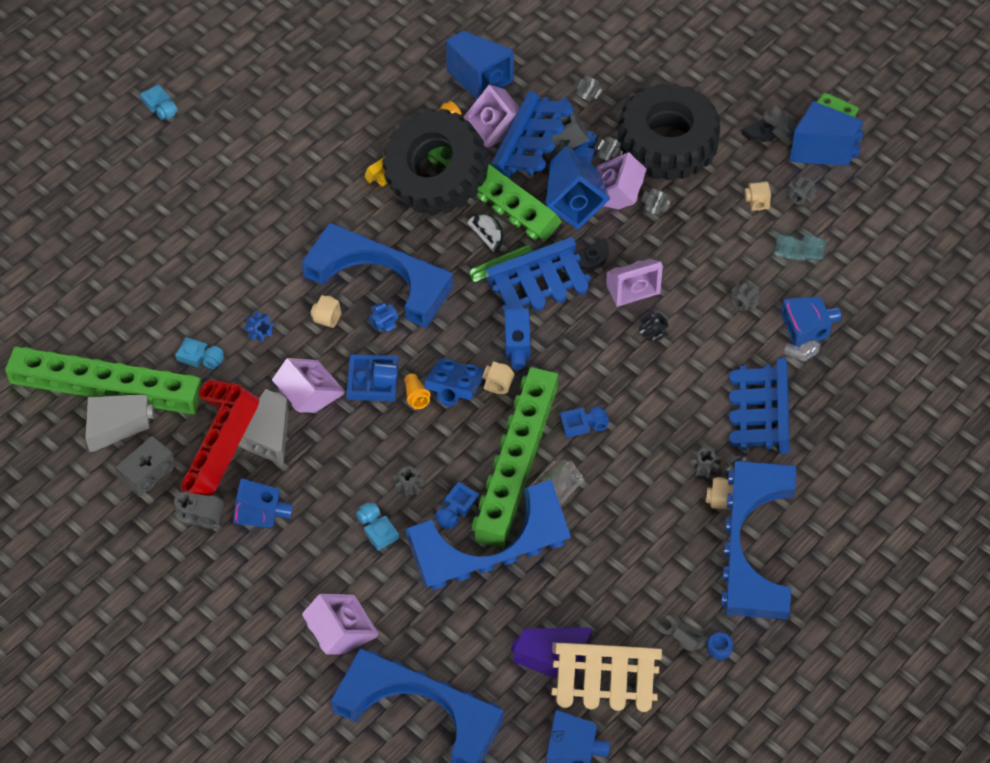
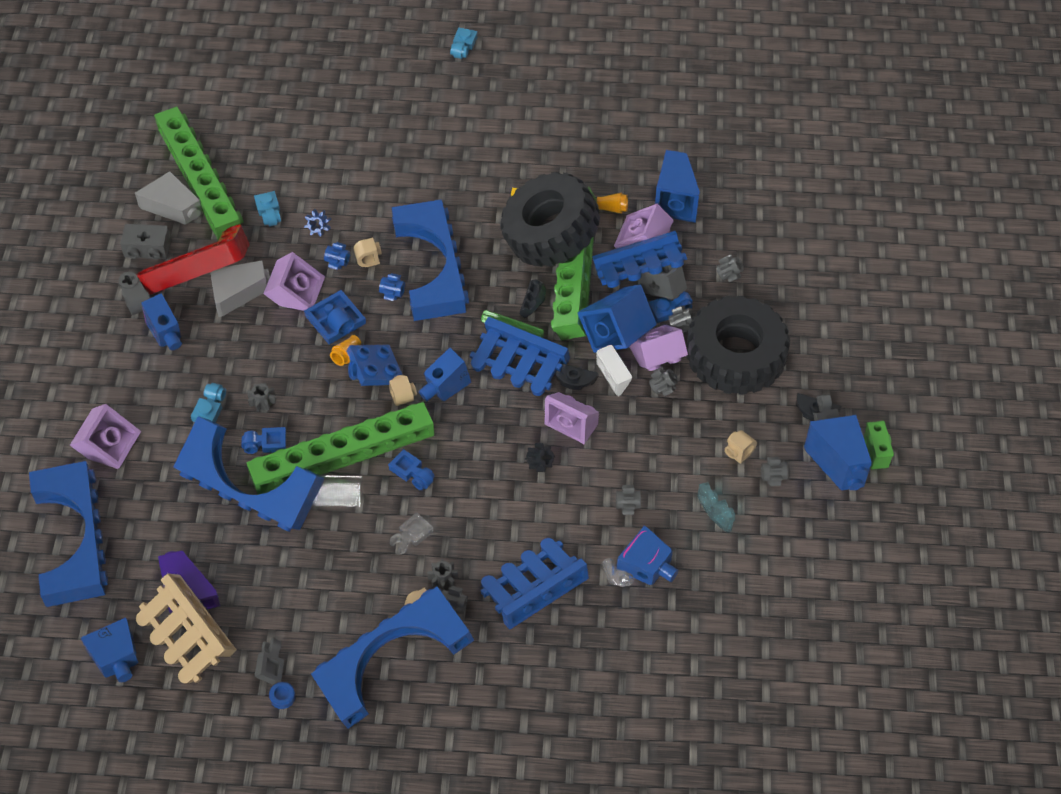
camera: 50 degrees right, 0 degrees up
(310, 335) = (337, 256): none -> blue gear
(613, 225) = (613, 369): none -> white slope
(645, 458) = (412, 531): none -> clear plate

